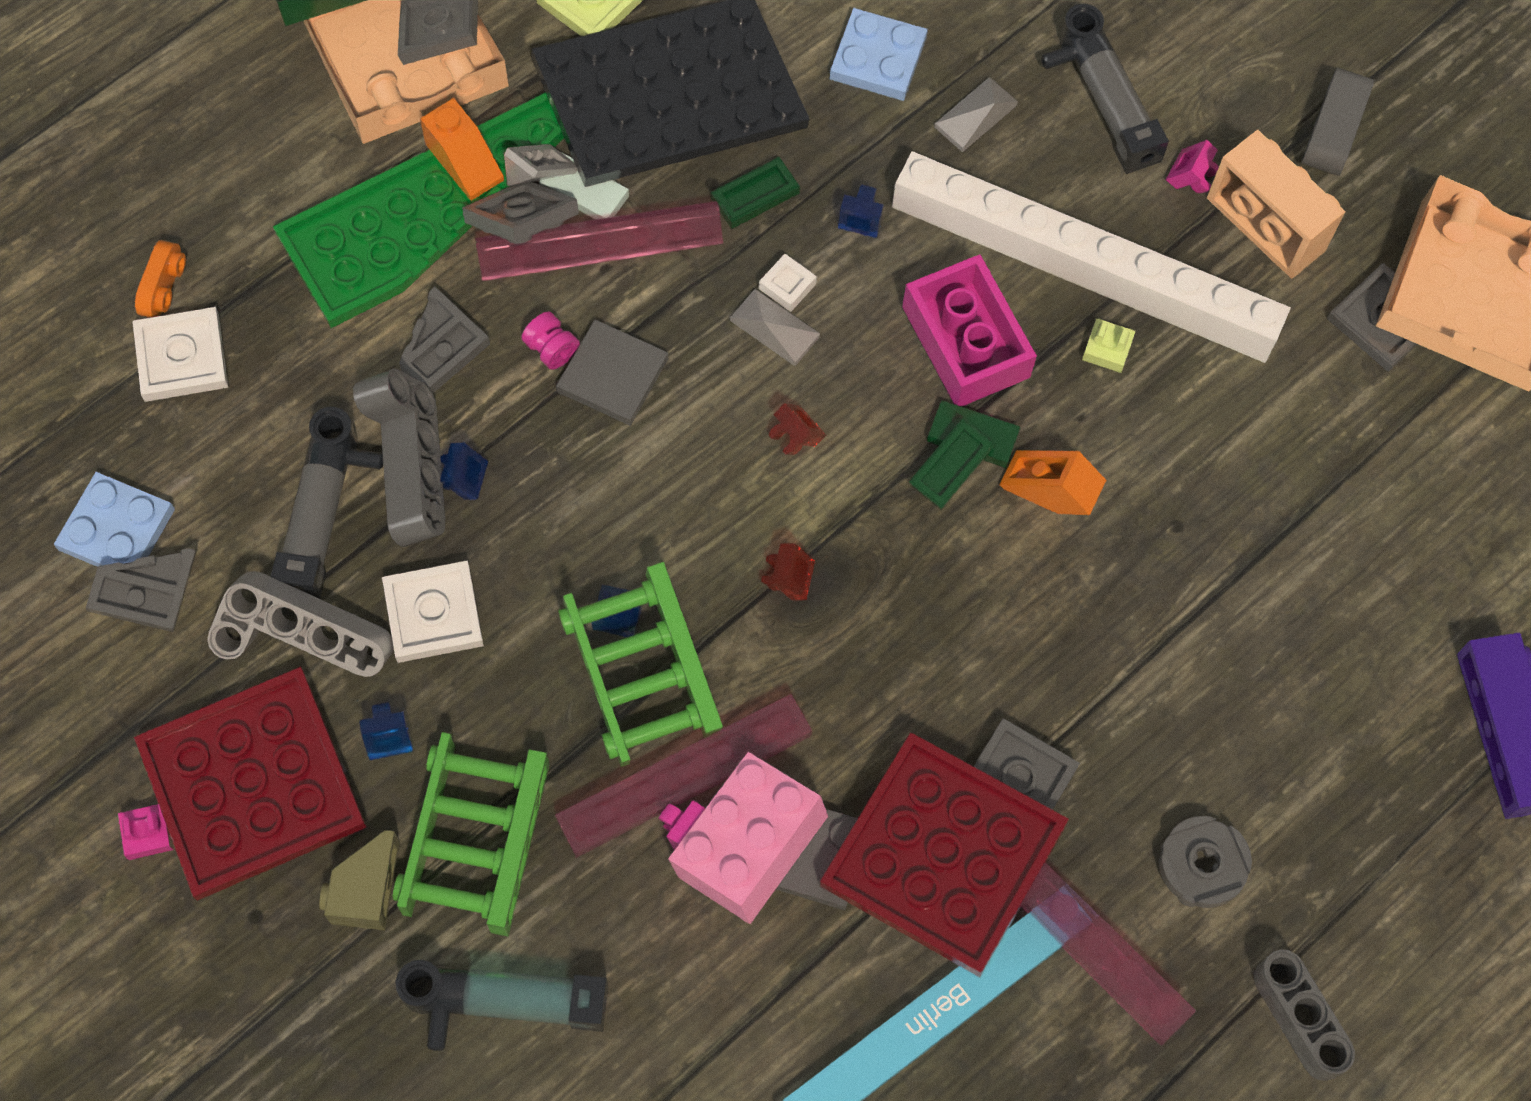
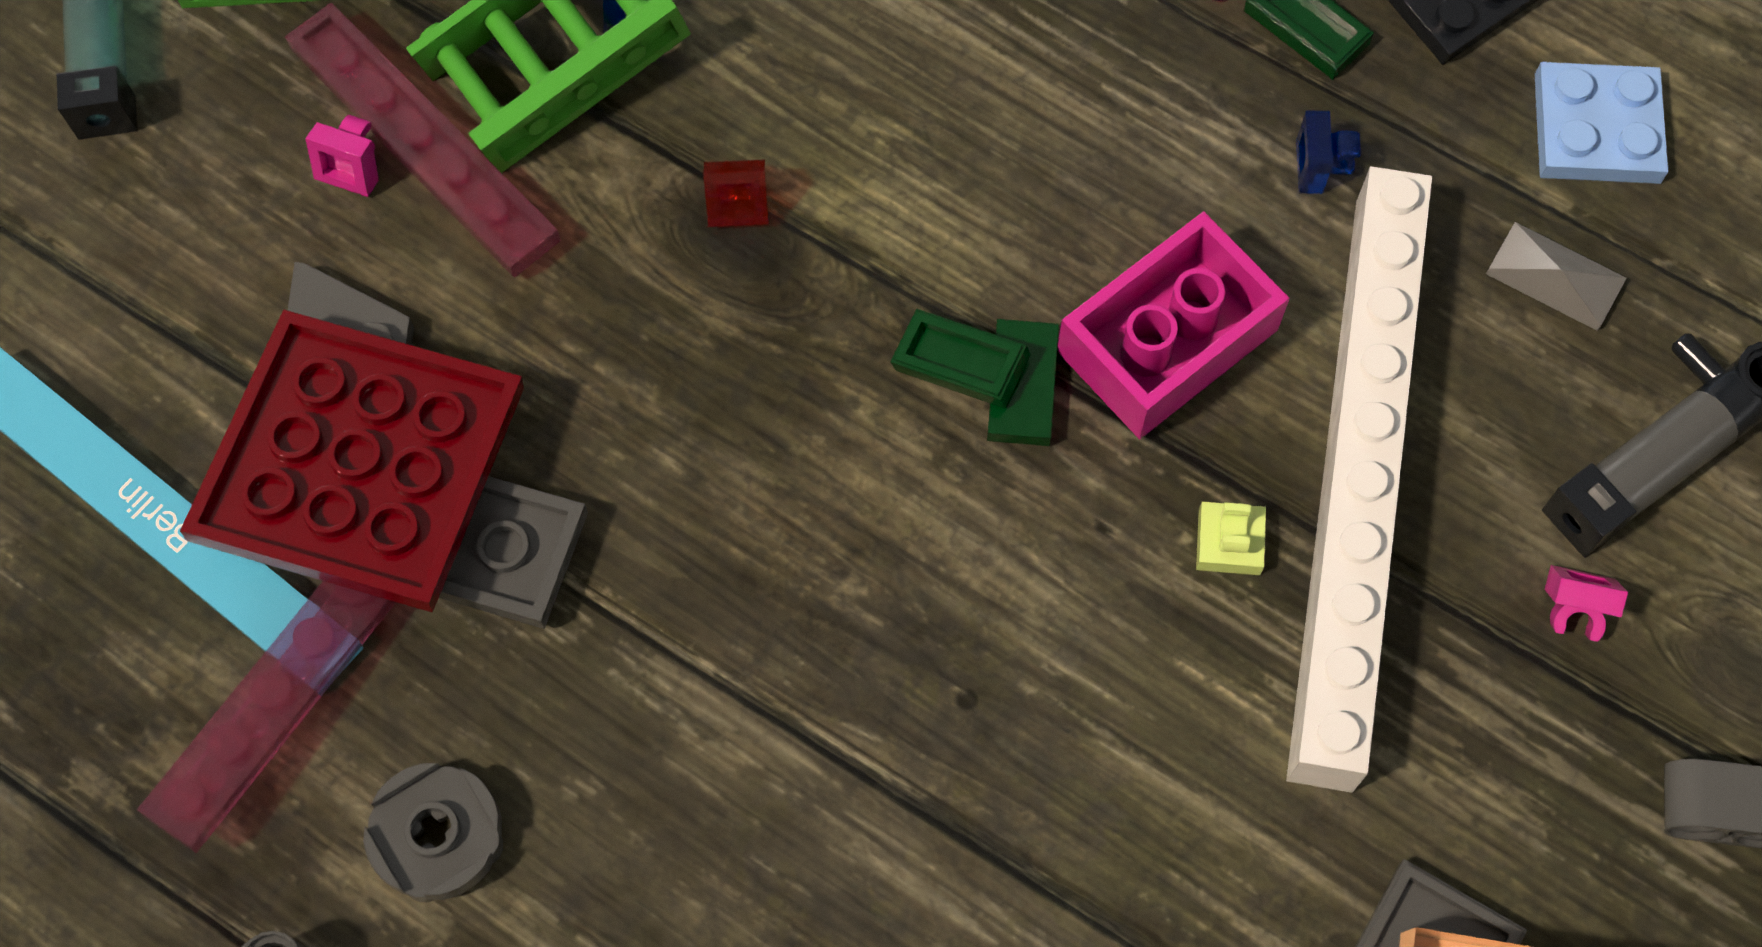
camera: 80 degrees right, 0 degrees up
(749, 837) = (338, 221): bright pink brick -> none
(775, 327) = (1106, 95): light grey slope -> none
(787, 282) = (1176, 88): white plate -> none
(799, 426) = (956, 150): clear red tile -> none
(1054, 480) = (972, 502): orange slope -> none
(1275, 203) = (1557, 721): light nougat brick -> none

